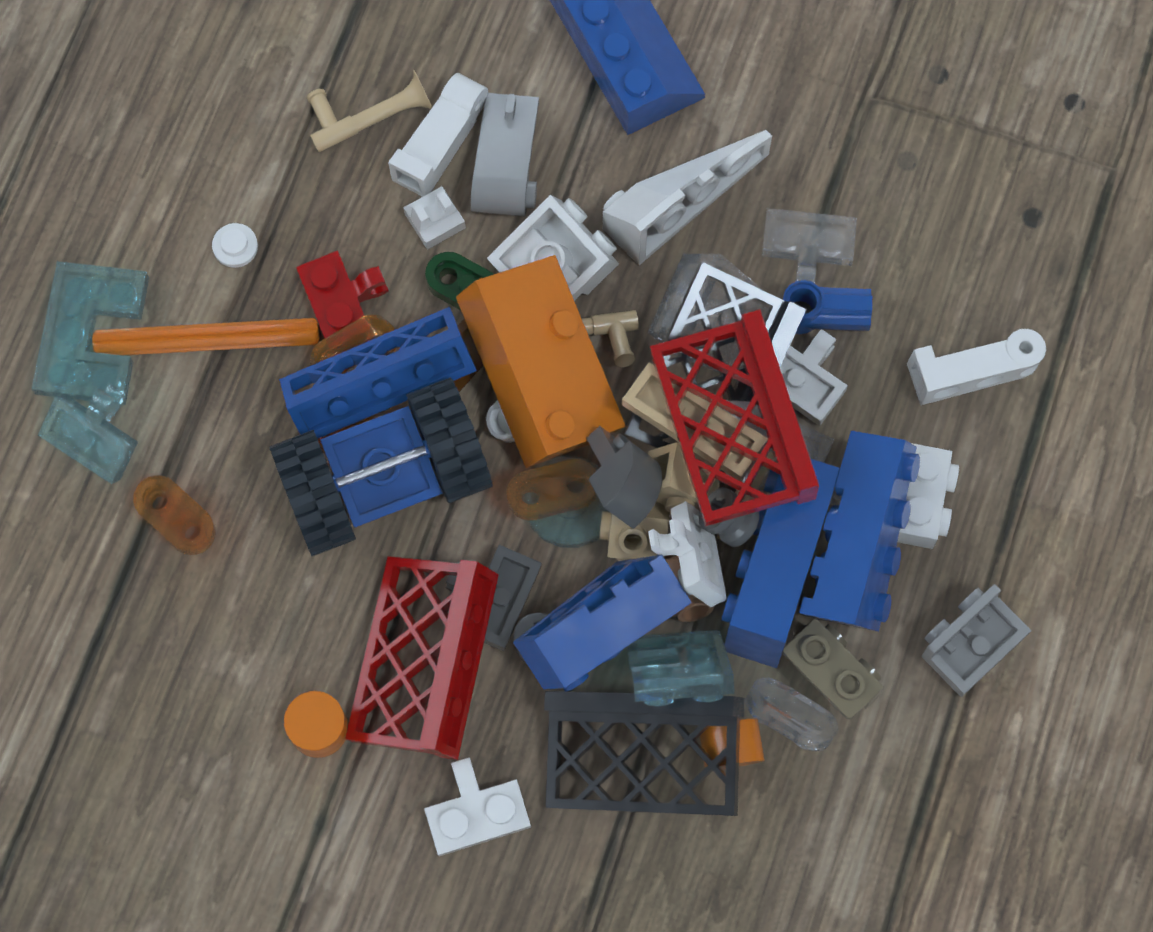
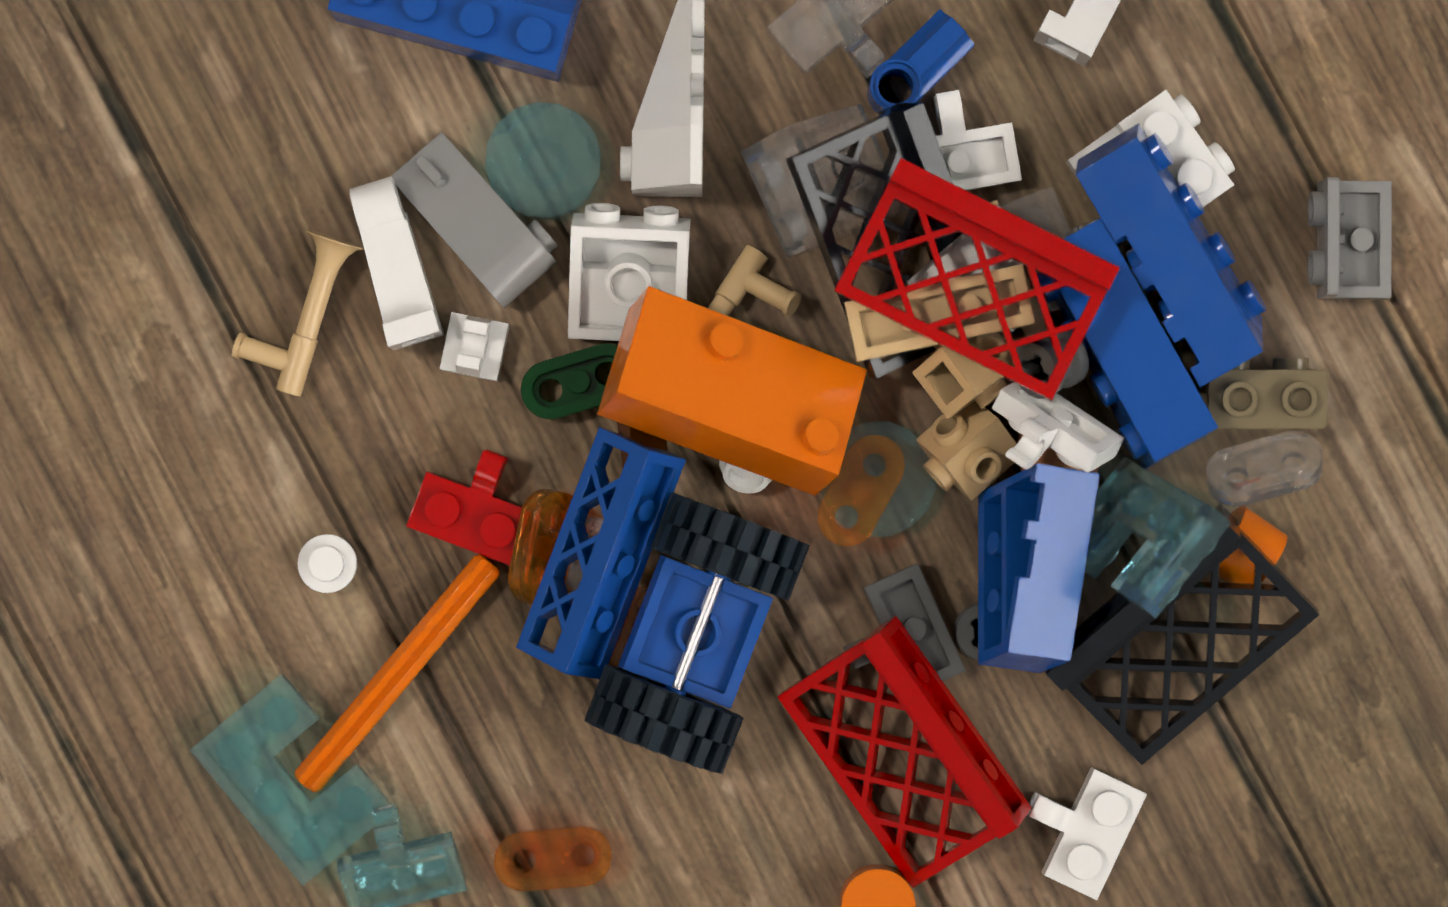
camera: 50 degrees left, 15 degrees up
(575, 161) = (543, 160): none -> clear light blue tile
(627, 478) = (932, 421): dark grey brick -> none

